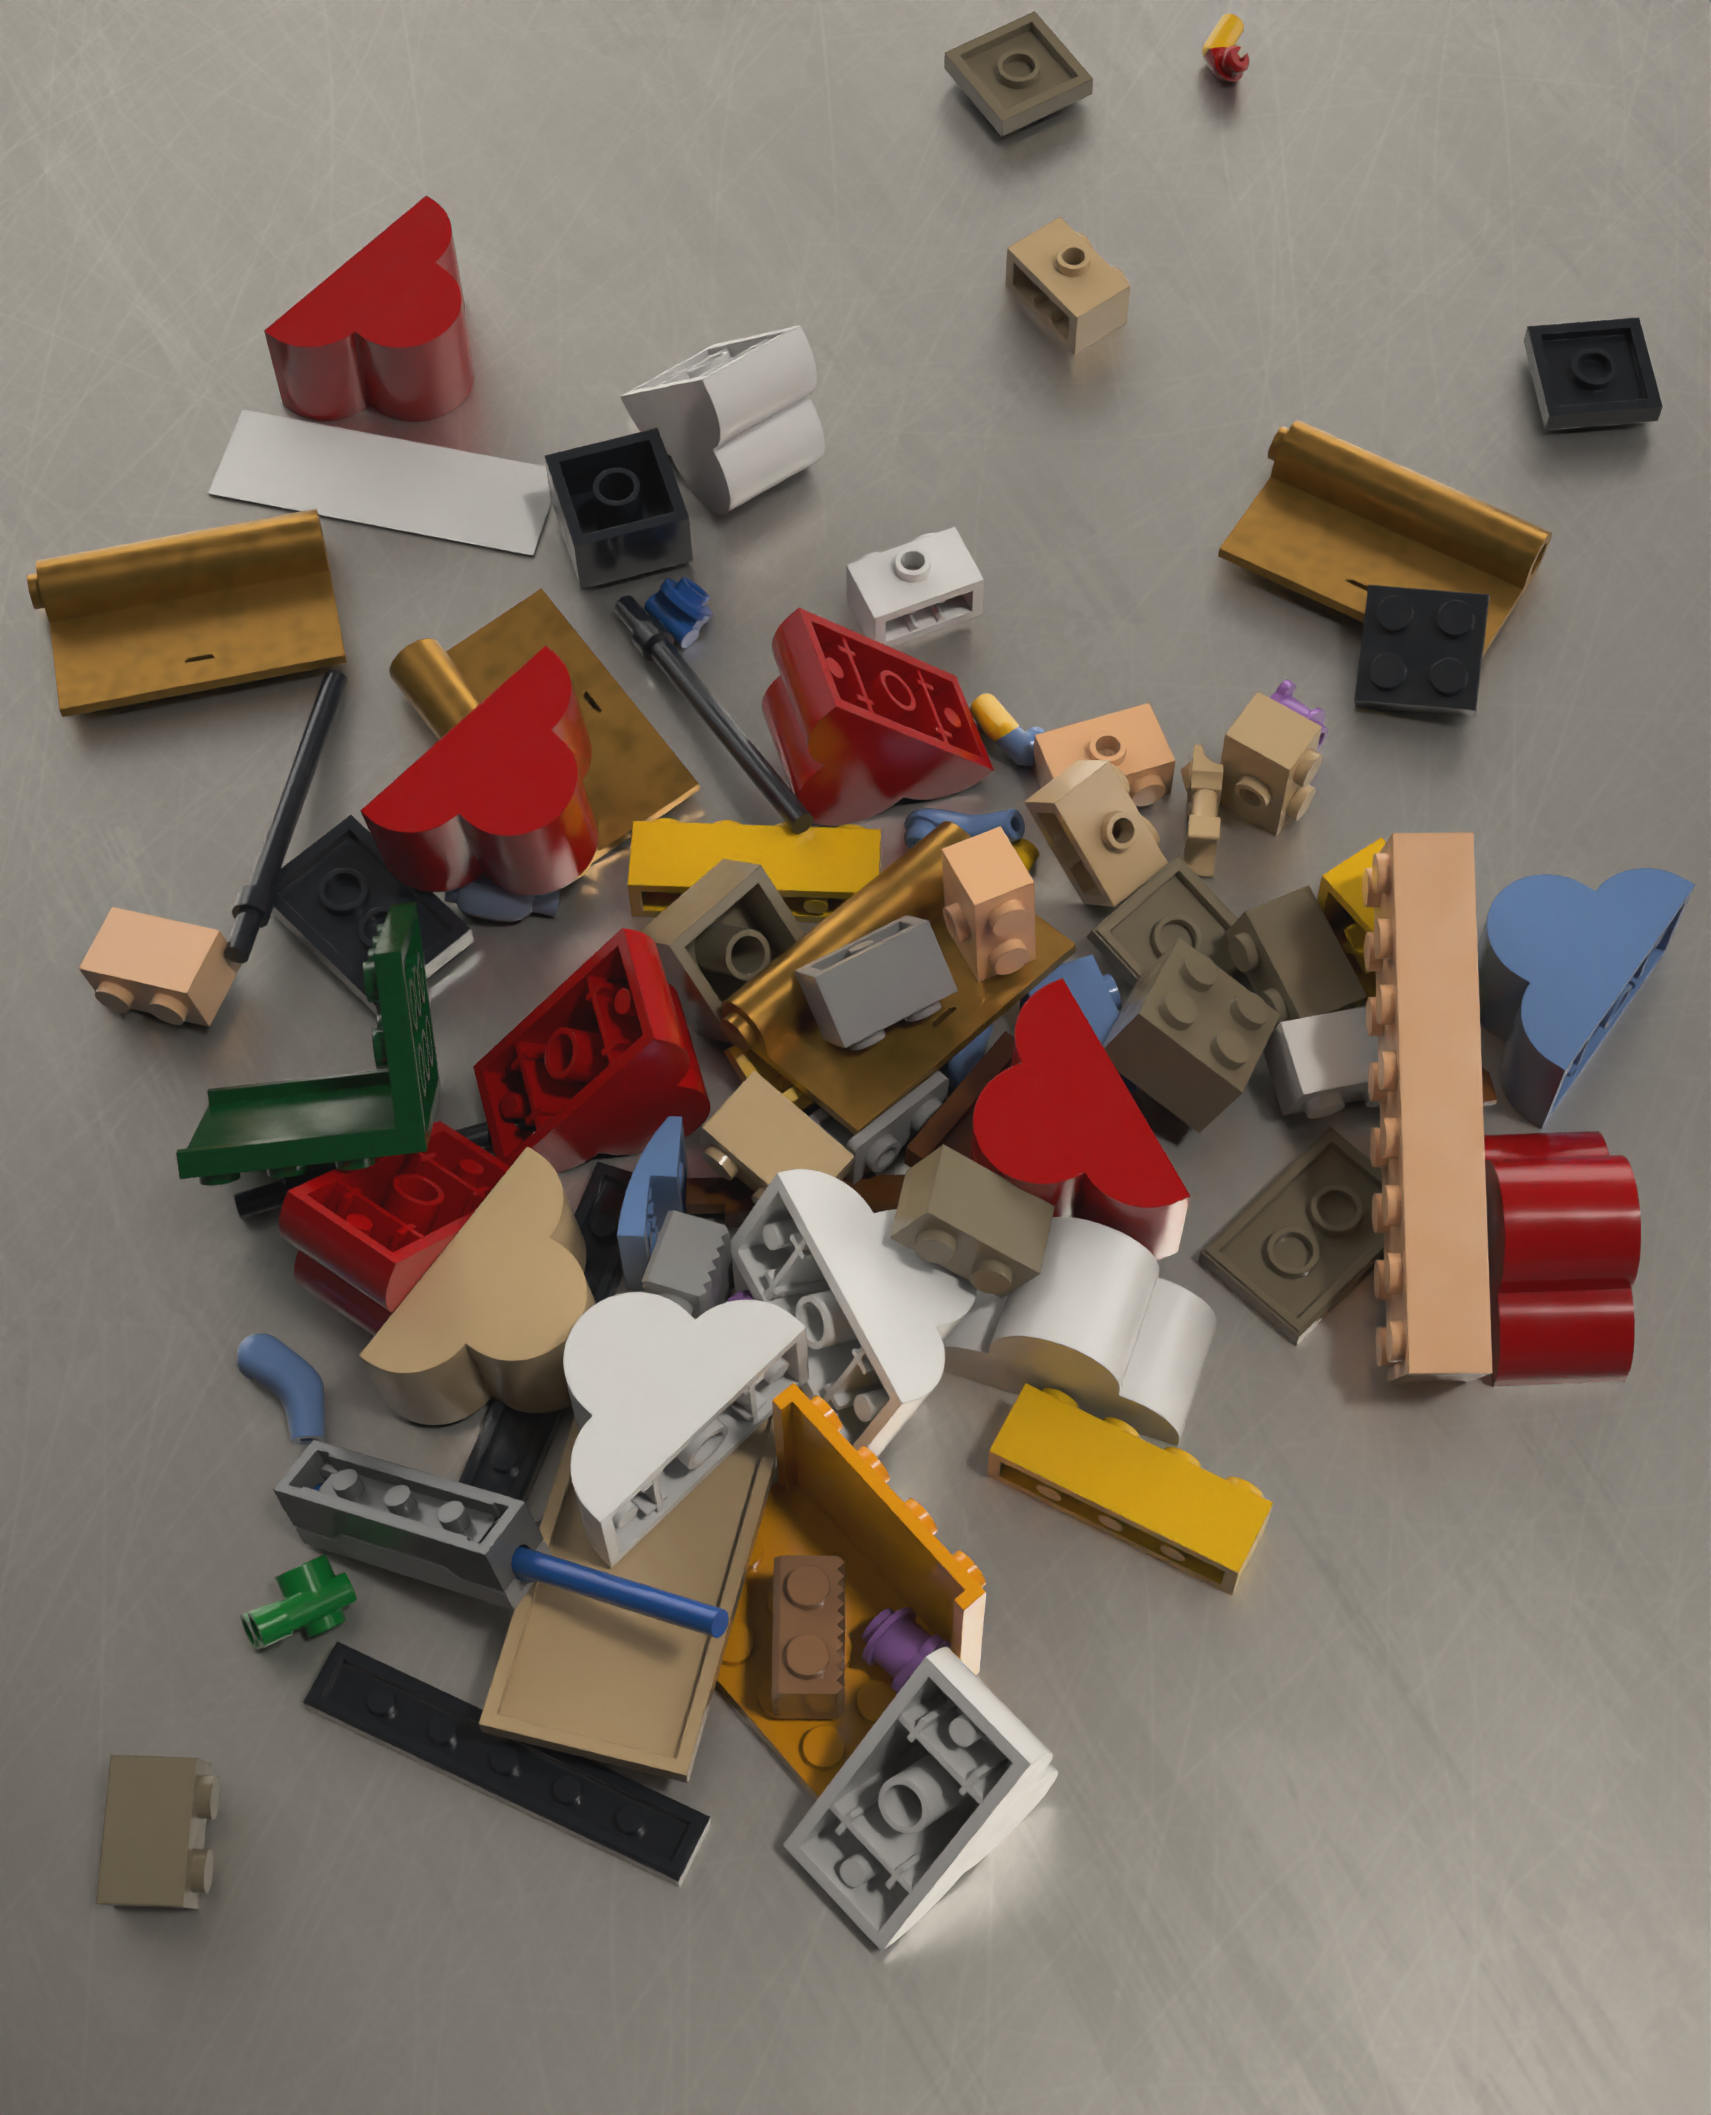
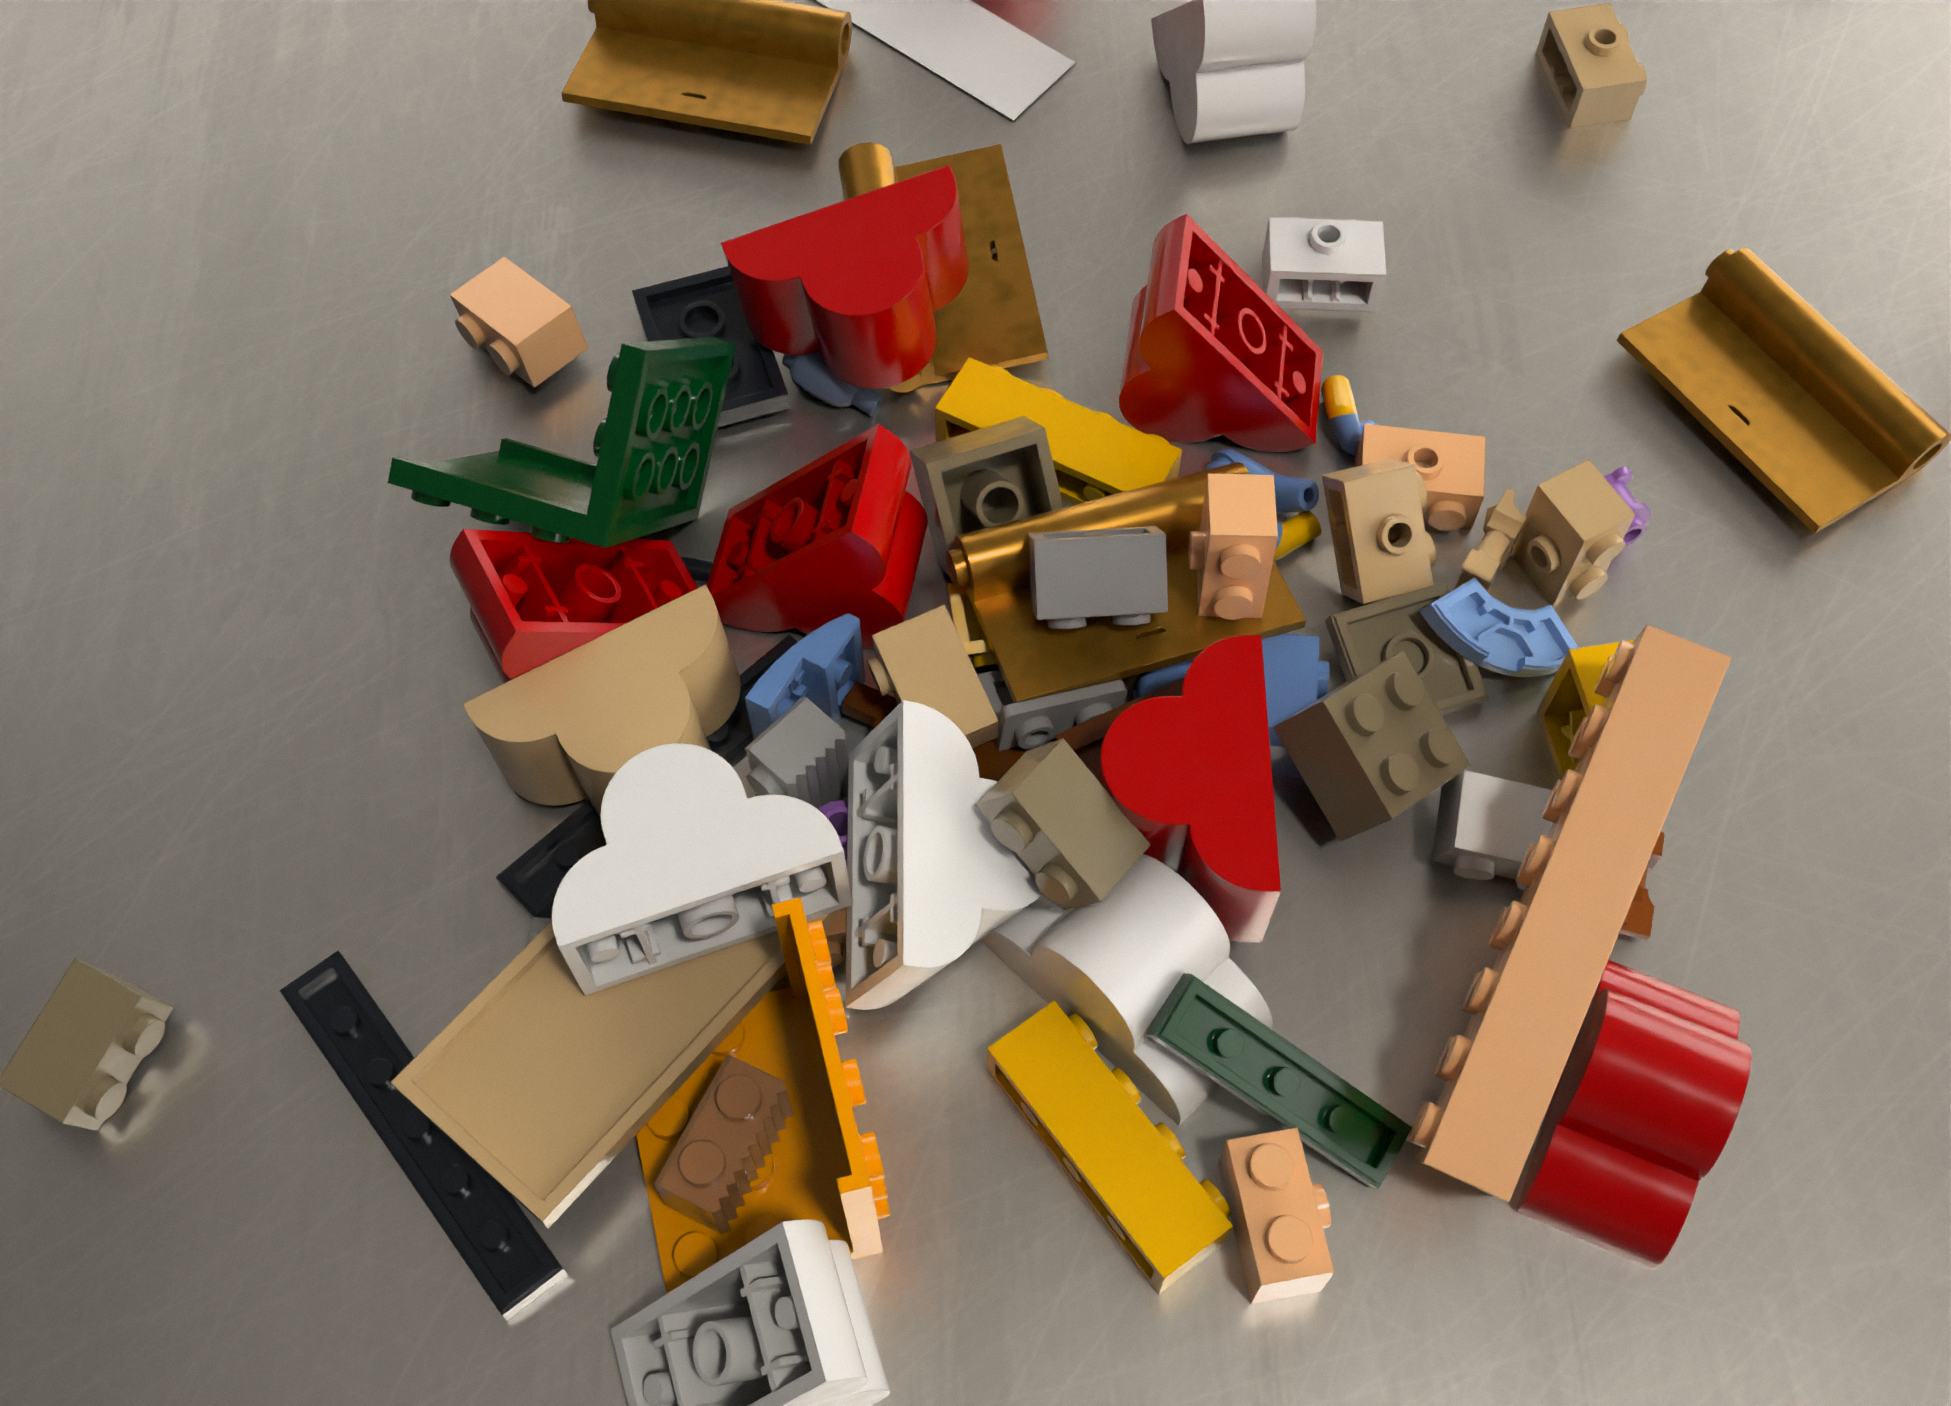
camera: 25 degrees right, 0 degrees up
(255, 900) = (622, 298): black bar -> none
(290, 1379) = (431, 708): medium blue arm -> none
(310, 1600) = (335, 903): green plate -> none
(453, 1536) = (464, 908): dark grey piece -> none
(619, 508) = (1098, 101): black brick -> none
(656, 645) = (1074, 227): black bar -> none
(681, 609) = (1111, 206): blue plate -> none
(898, 1644) = (809, 1191): medium lavender brick -> none
(1234, 882) = (1499, 636): none -> light blue tile
(1251, 1363) = (1279, 1080): none -> dark green tile
(1294, 957) = (1510, 717): dark tan brick -> none
(1303, 1238) = (1394, 984): dark tan tile -> none
(1304, 1476) = (1276, 1215): none -> light nougat brick
(1422, 650) = (1772, 493): black plate -> none
(1564, 969) = (1776, 839): medium blue brick -> none

